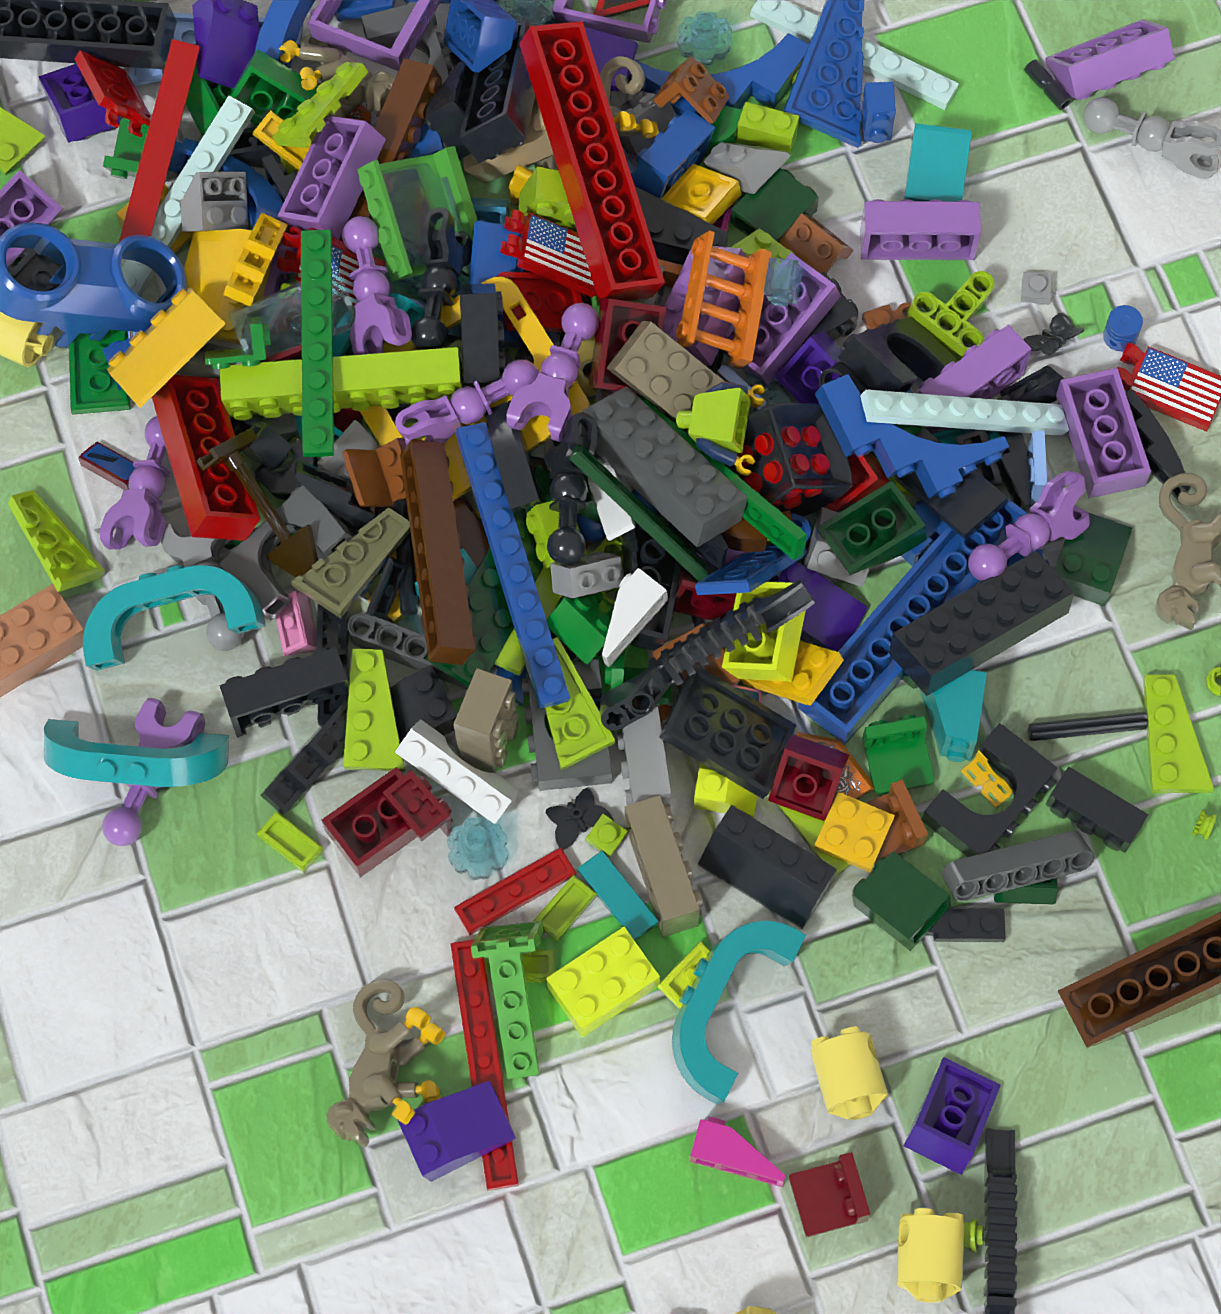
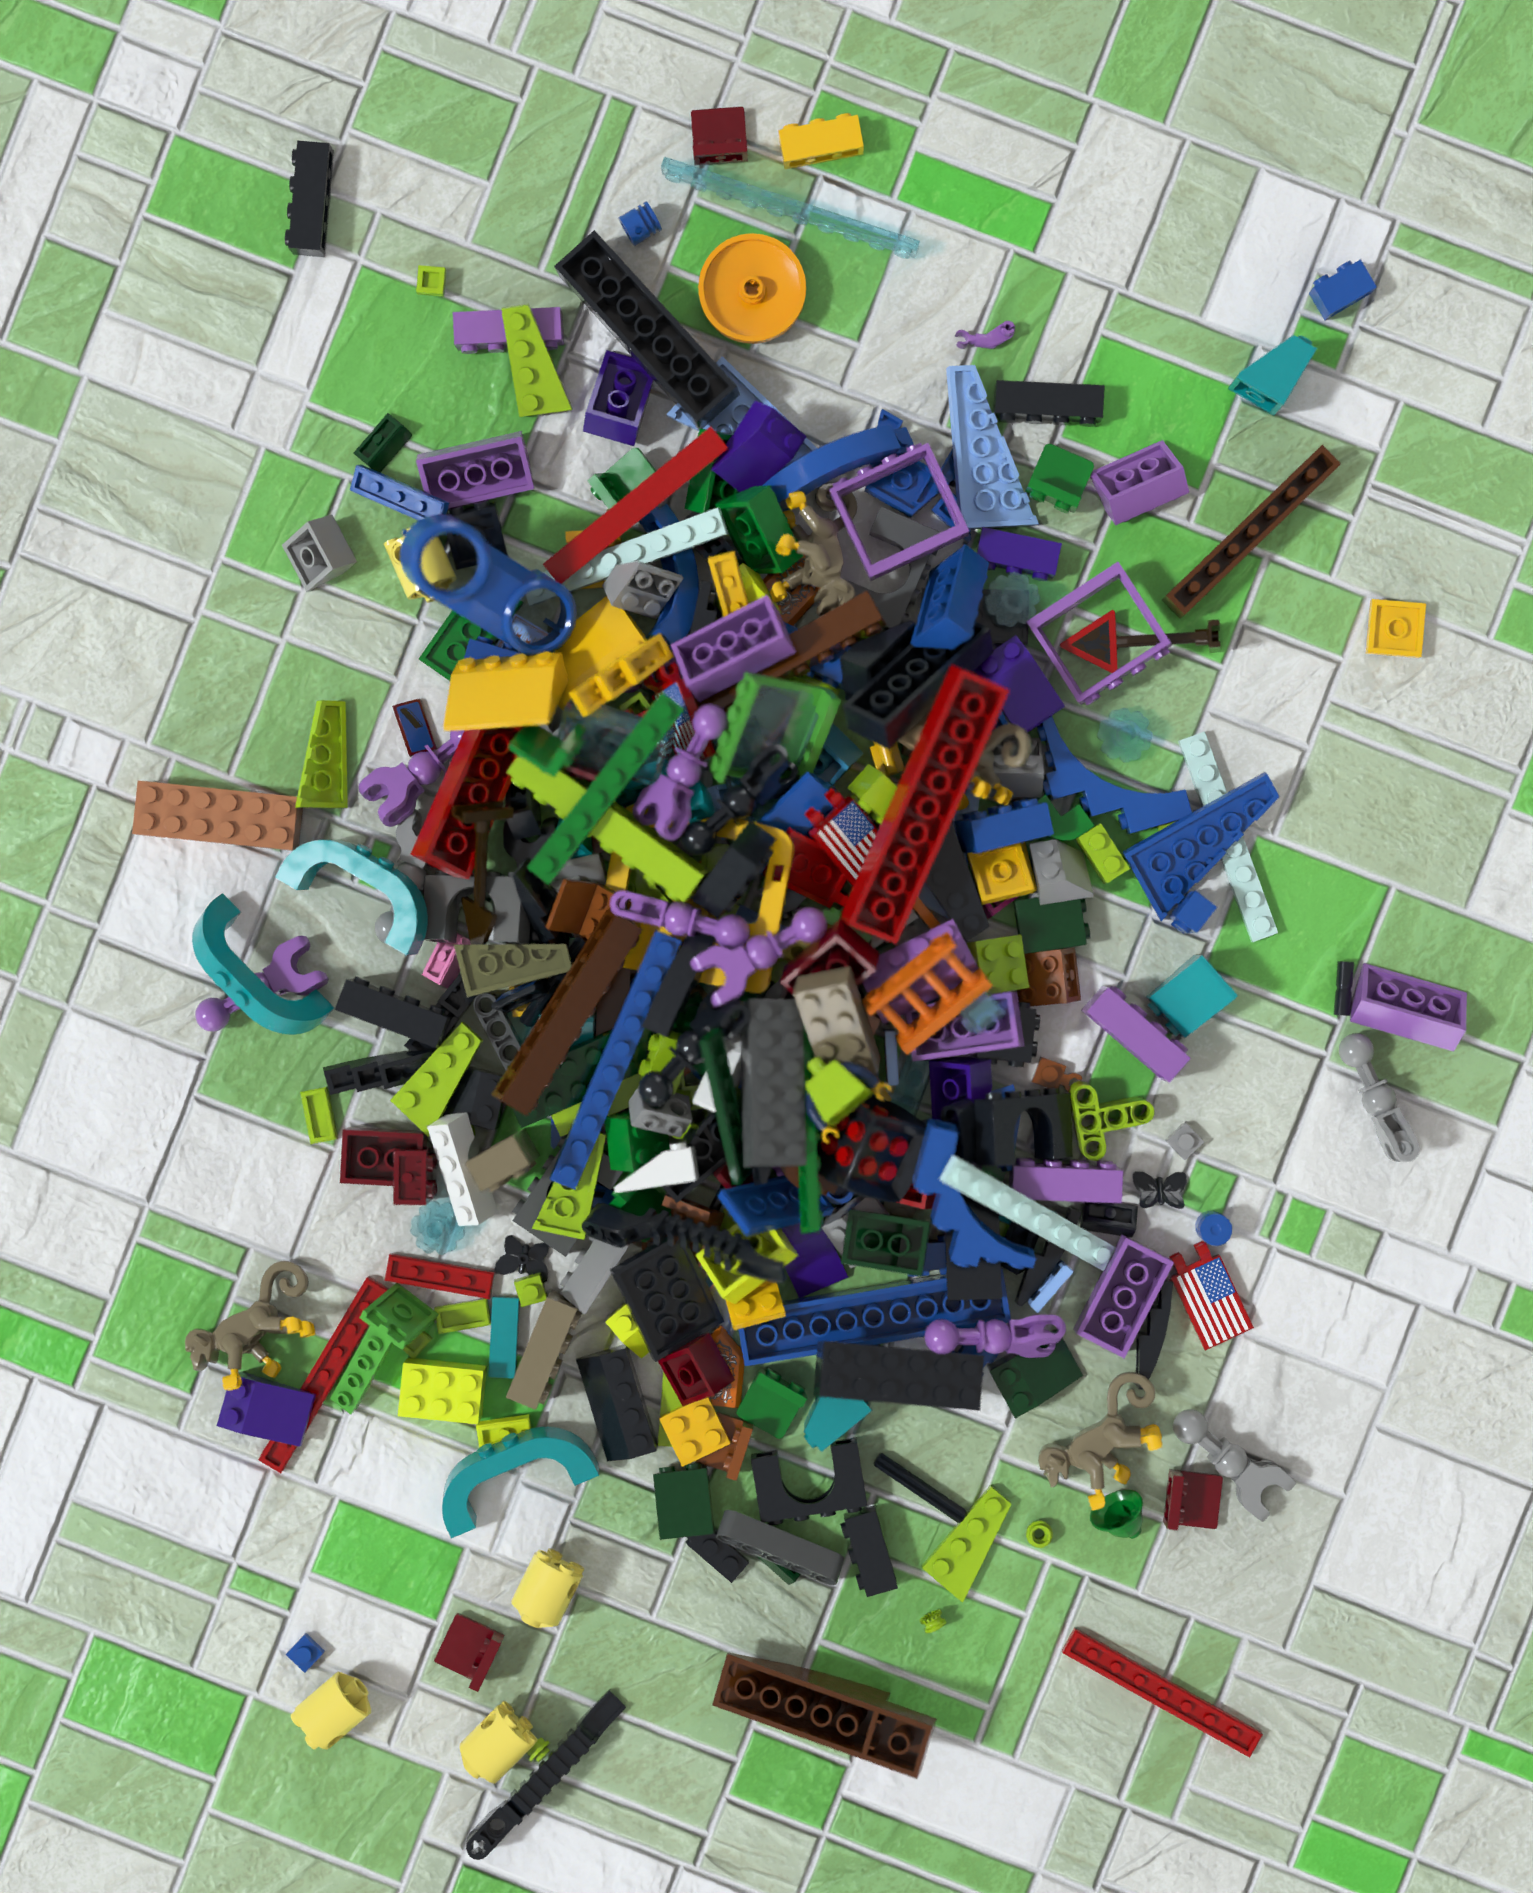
camera: 40 degrees right, 20 degrees up
(114, 91) = (640, 427): red tile -> none
(311, 112) = (755, 586): lime wing -> none
(696, 86) = (1067, 787): dark orange bracket -> none
(727, 1151) = (428, 1565): dark pink slope -> none
(952, 1116) = (593, 1666): dark purple slope -> none
(982, 778) = (817, 1470): yellow piece -> none

